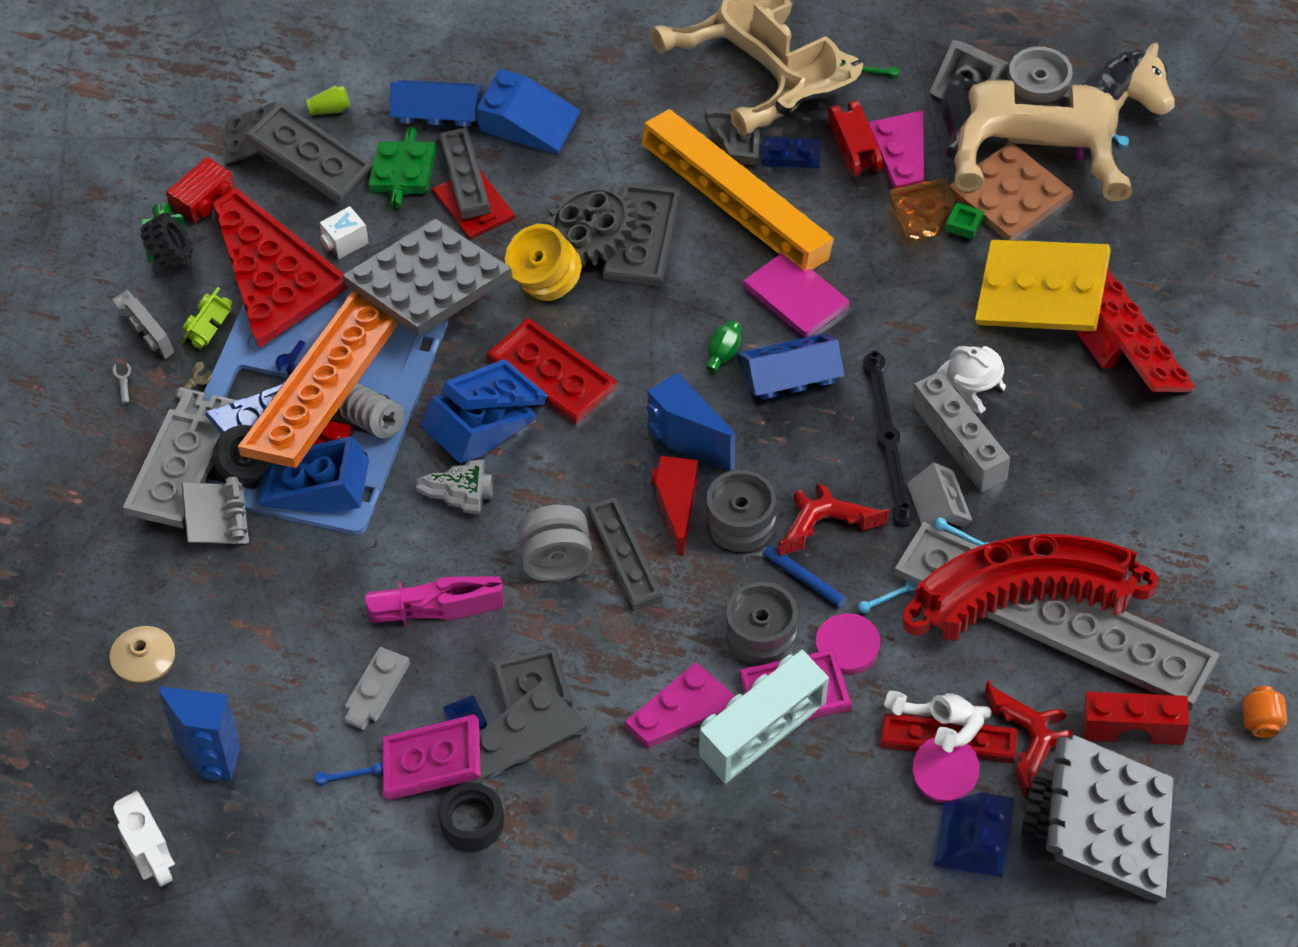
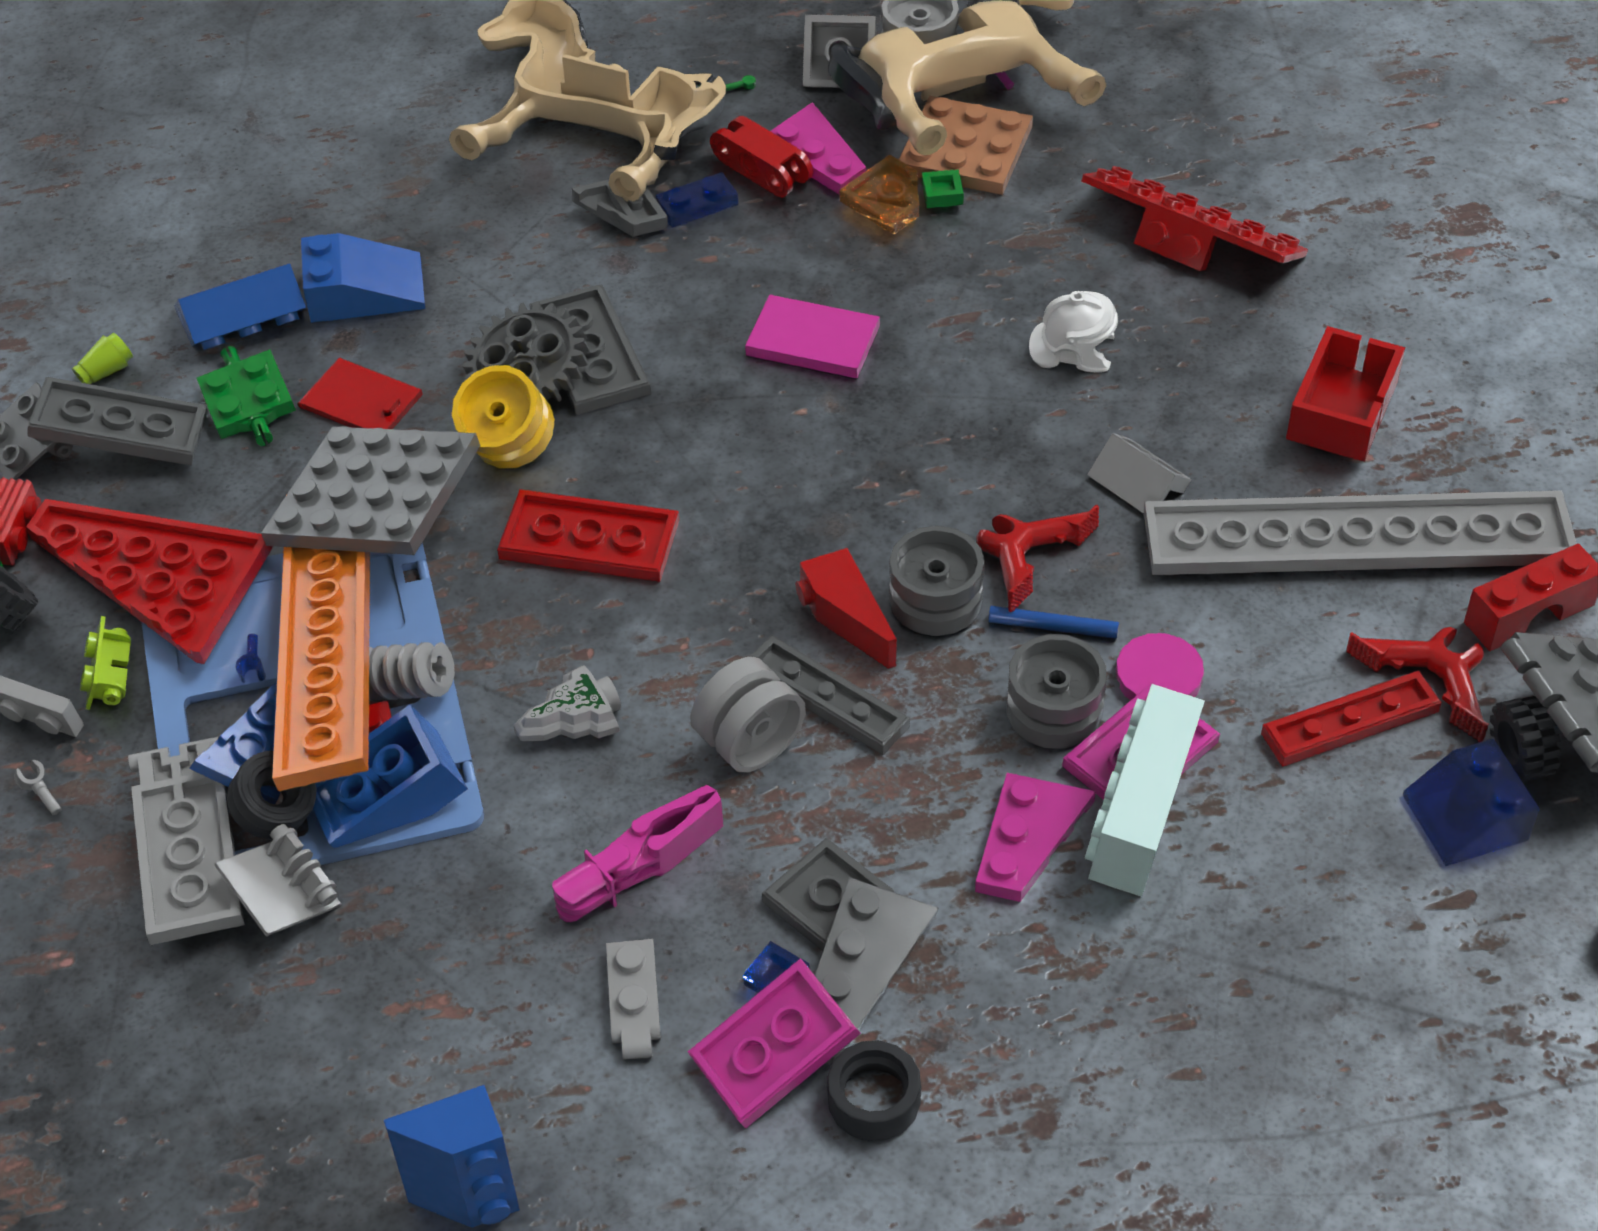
camera: 30 degrees left, 5 degrees down
(146, 664) = (293, 1127): tan dish -> none
(196, 379) = (137, 743): dark tan hand -> none
(322, 778) = (642, 1143): blue hinge -> none
(343, 233) = (222, 492): white brick -> none
(464, 173) = (329, 369): dark grey tile -> none
(472, 431) = (537, 627): blue slope -> none
(493, 387) = (542, 576): blue wing -> none
(689, 424) = (811, 513): blue slope -> none
(724, 344) = (774, 419): green plant -> none
(737, 190) = (668, 257): light orange brick -> none
(791, 365) = (869, 406): slope -> none
(864, 606) = (1147, 623): medium azure hinge -> none
(903, 512) = (1111, 504): black piece -> none
(940, 524) = (1168, 493): medium azure hinge -> none
(944, 774) = (1380, 751): dark pink tile -> none
(946, 710) = (1335, 682): white piece -> none
(961, 431) = (1110, 392): light grey brick -> none
(1043, 285) = (1085, 209): yellow plate -> none
(1071, 567) = (1303, 494): red gear -> none
(1121, 505) = (1343, 406): none -> red piece

